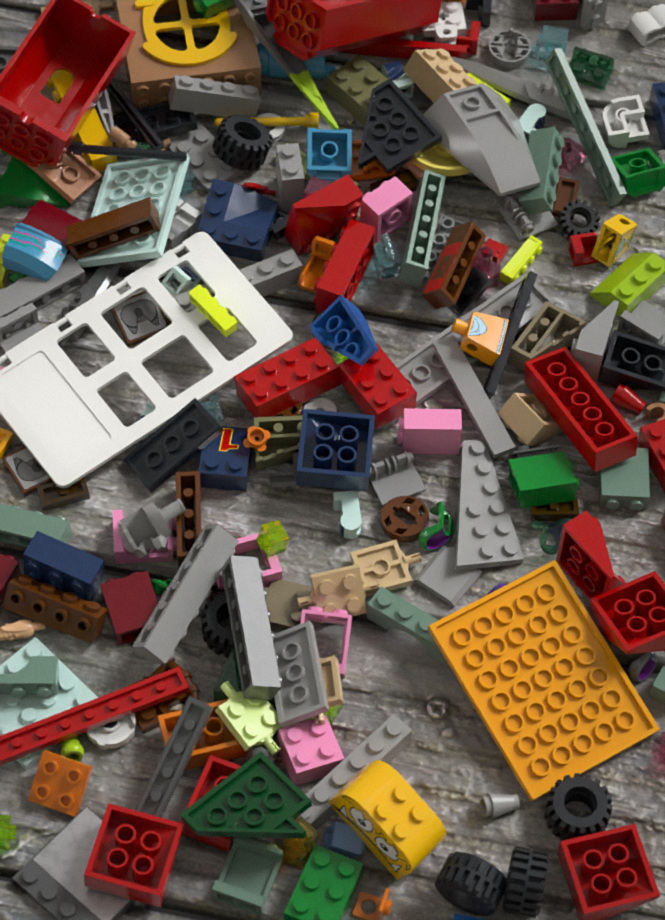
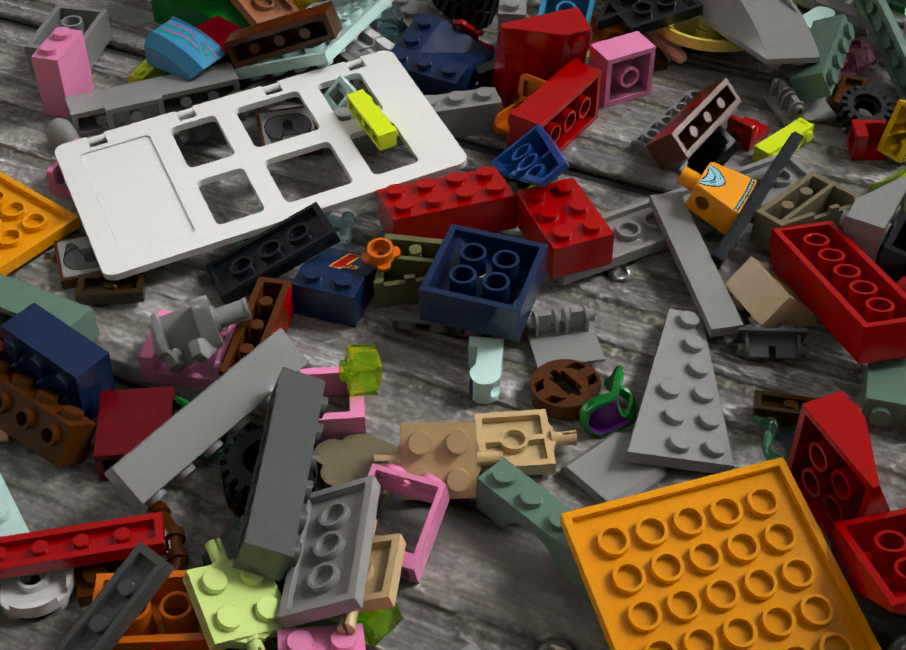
camera: 15 degrees right, 15 degrees down
(386, 258) = (611, 115): clear light blue brick -> none
(421, 228) = (659, 89): sand green brick -> none
(430, 431) = (625, 286): bright pink brick -> none
(485, 263) = (735, 124): clear pink piece -> none
(543, 479) = (778, 368): green brick -> none

